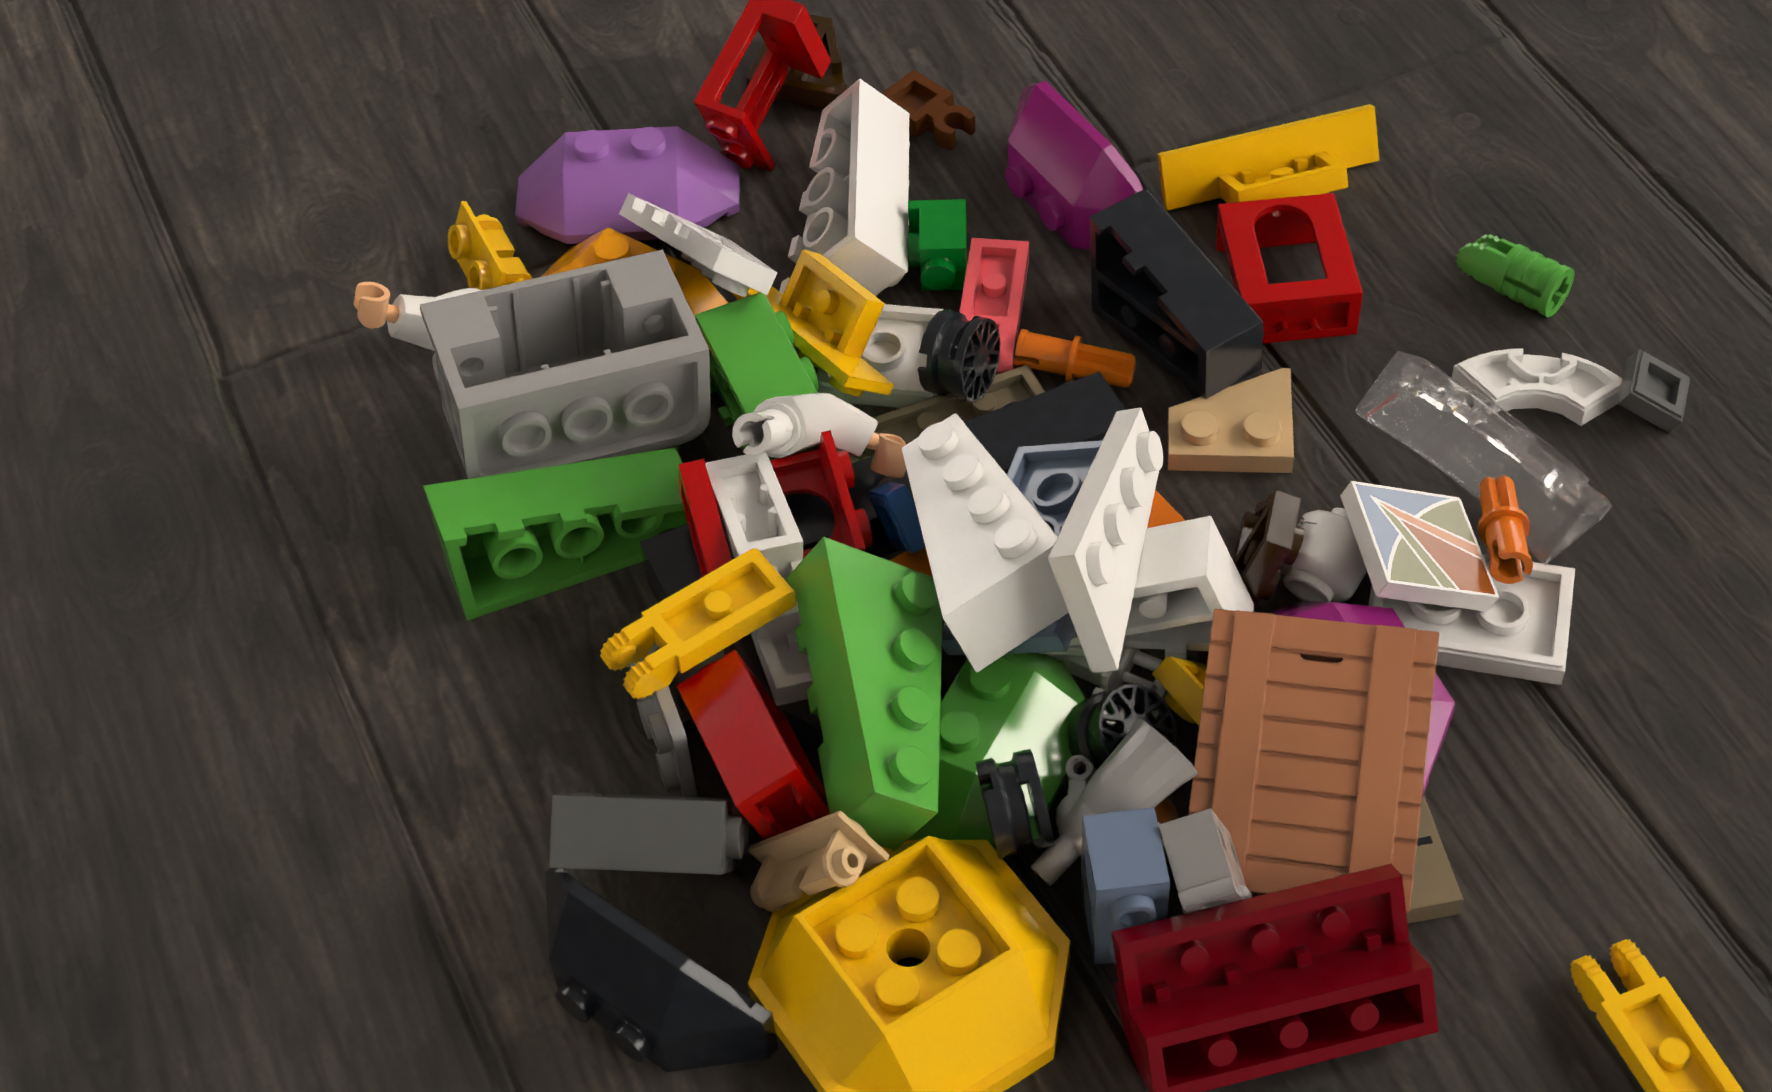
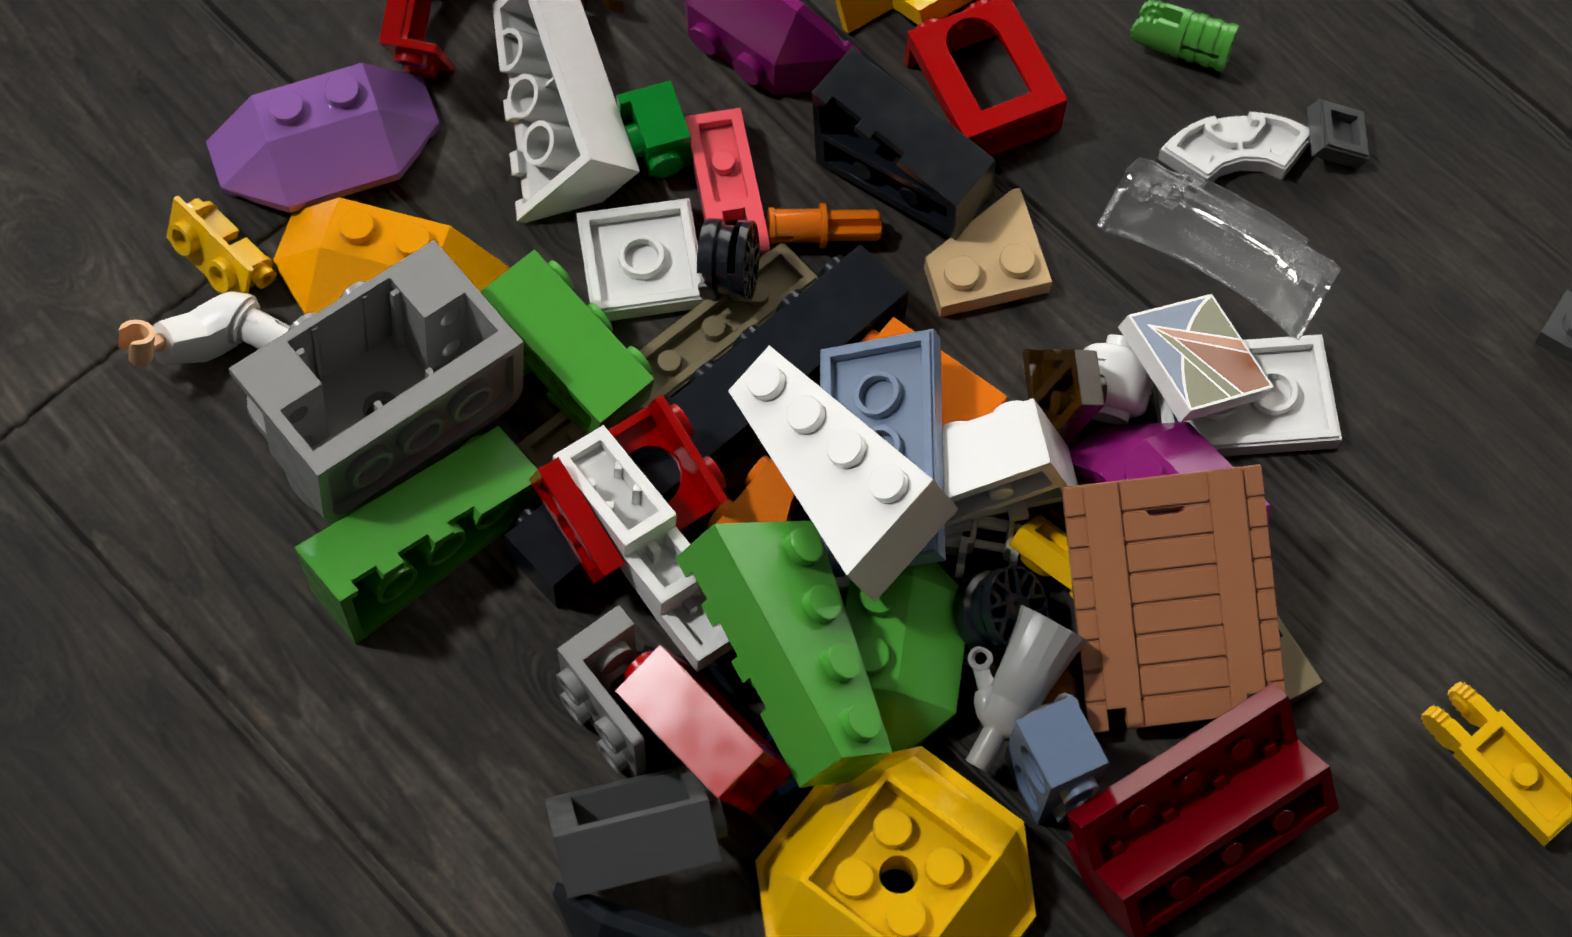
camera: 25 degrees left, 15 degrees up
(698, 622) = (622, 625): yellow hinge -> none
(707, 251) = (452, 204): white wing -> none
(796, 422) = (635, 381): white arm -> none
(812, 860) = (805, 815): tan hinge -> none
(831, 322) = (587, 240): yellow bracket -> none
(898, 516) = (740, 452): blue tile -> none
(1007, 805) = (944, 715): black wheel -> none
(1105, 537) = (954, 442): white wing -> none
(1203, 861) = (1123, 731): light grey piece -> none
(1504, 530) = (1255, 314): orange axle -> none

